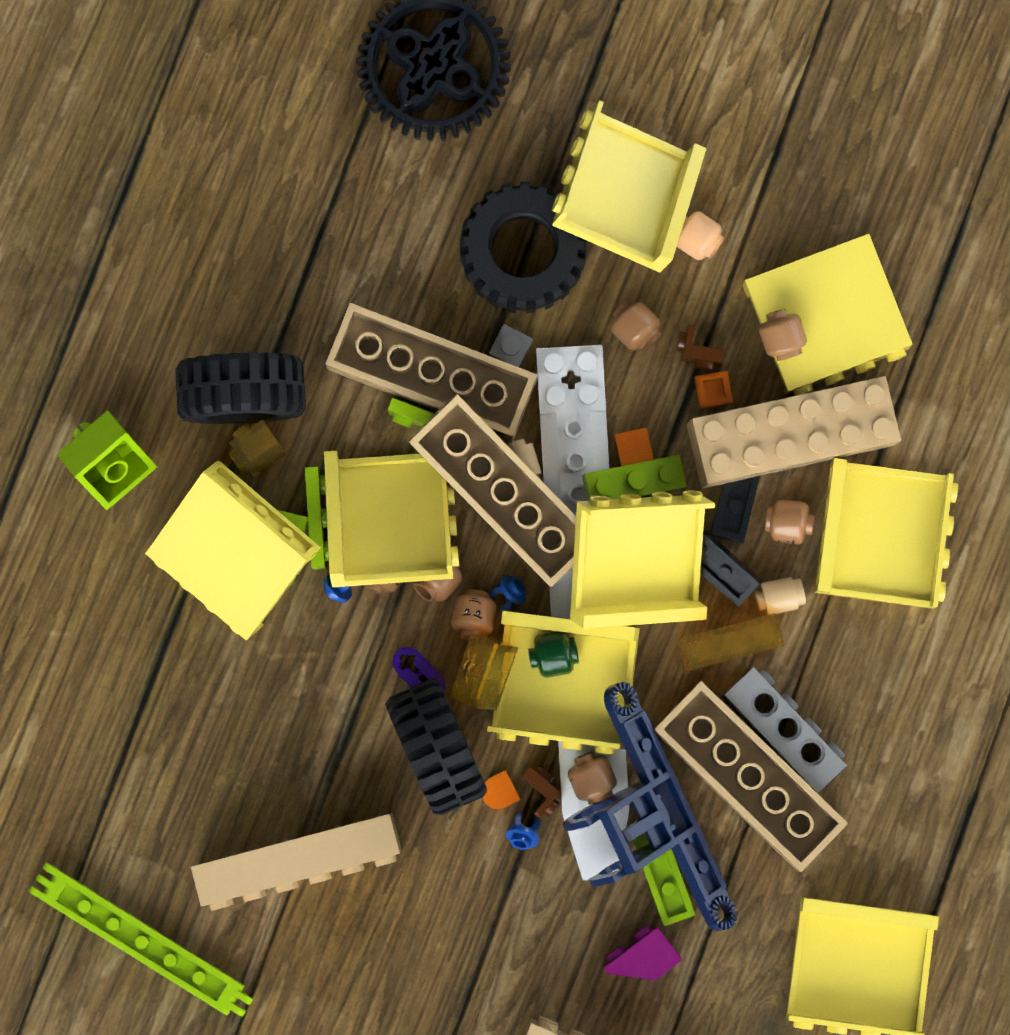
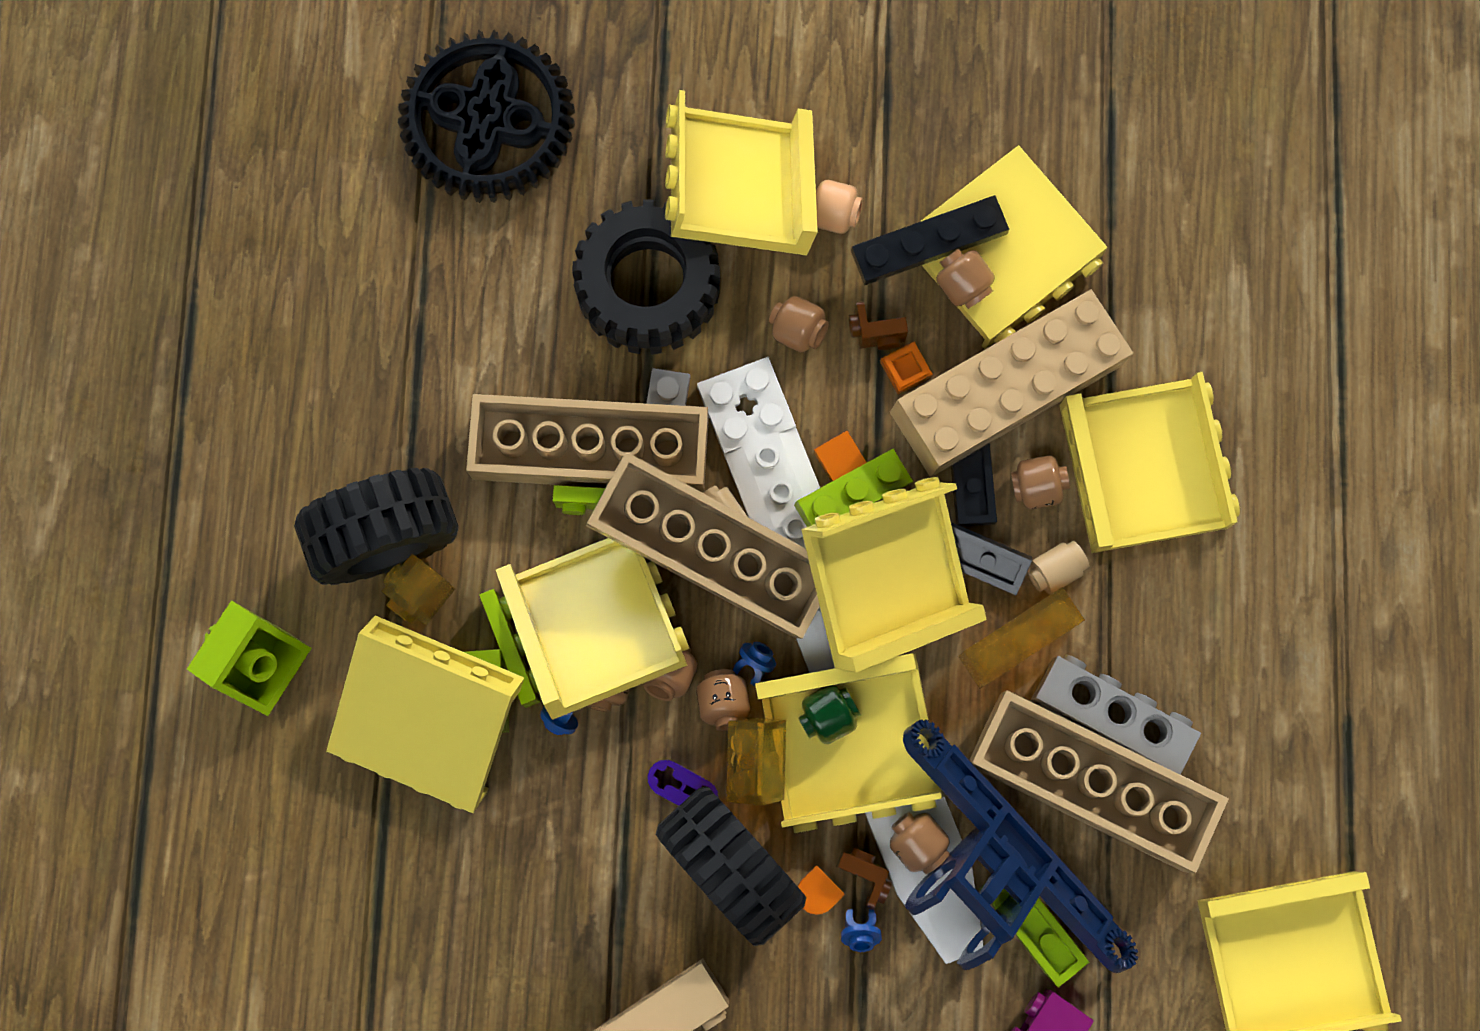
camera: 20 degrees left, 5 degrees down
(766, 292) = (929, 240): none -> black plate

